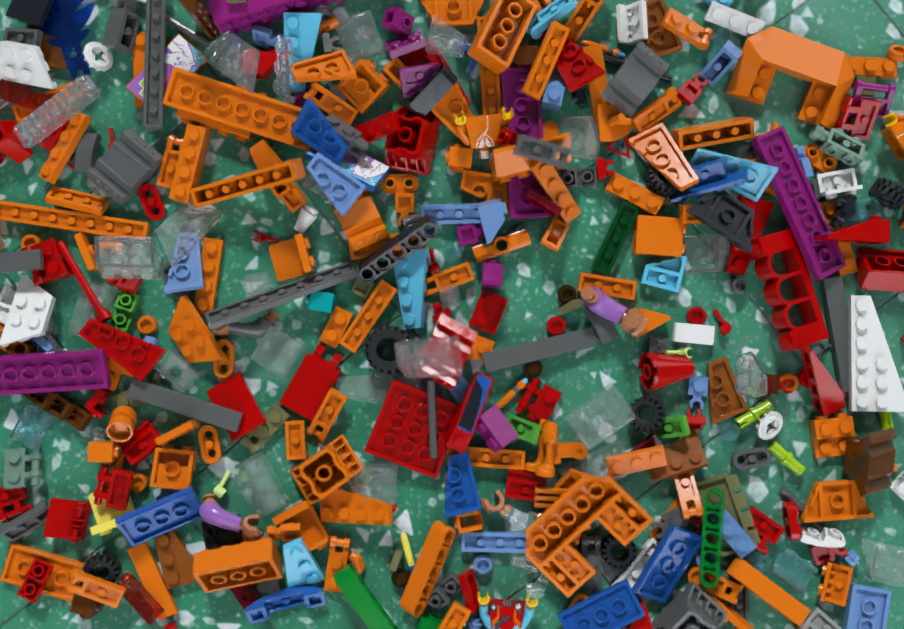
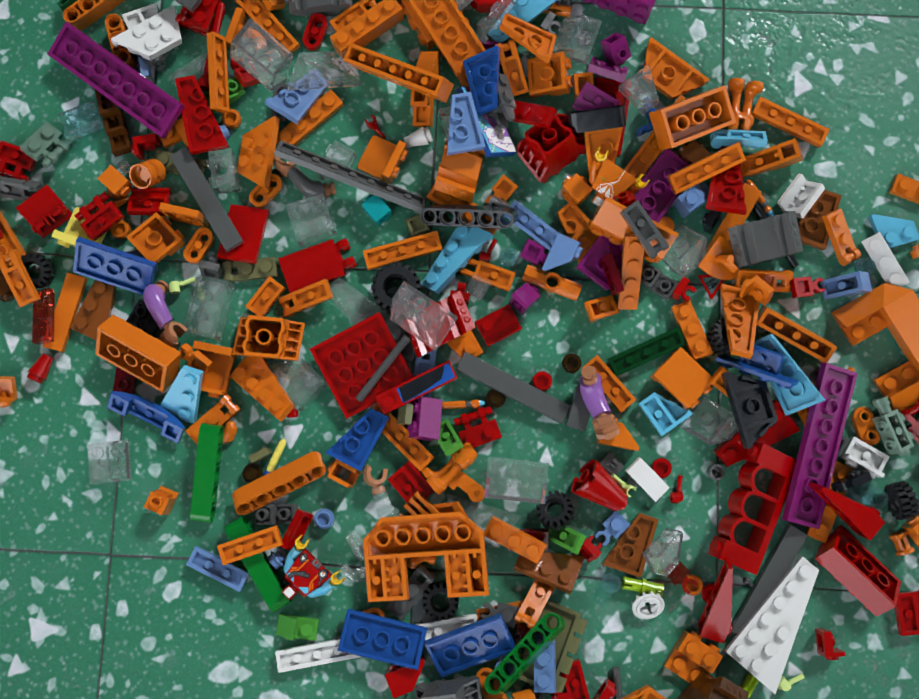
camera: 45 degrees right, 5 degrees down
(106, 300) = (218, 72): none -> orange plate
(236, 453) = (211, 268): none -> flat silver tile
(336, 327) = (371, 238): orange plate -> none
(399, 183) = (513, 171): orange plate -> none
(478, 439) = (405, 414): none -> olive tile
(493, 542) = (347, 507): medium blue plate -> none
(571, 306) = (567, 375): olive tile -> none
(659, 121) = (758, 289): none -> orange bracket
(749, 458) = (609, 619): dark grey plate -> none
(786, 458) = (639, 645): lime pin -> none
(805, 163) = (851, 417): medium blue plate -> none

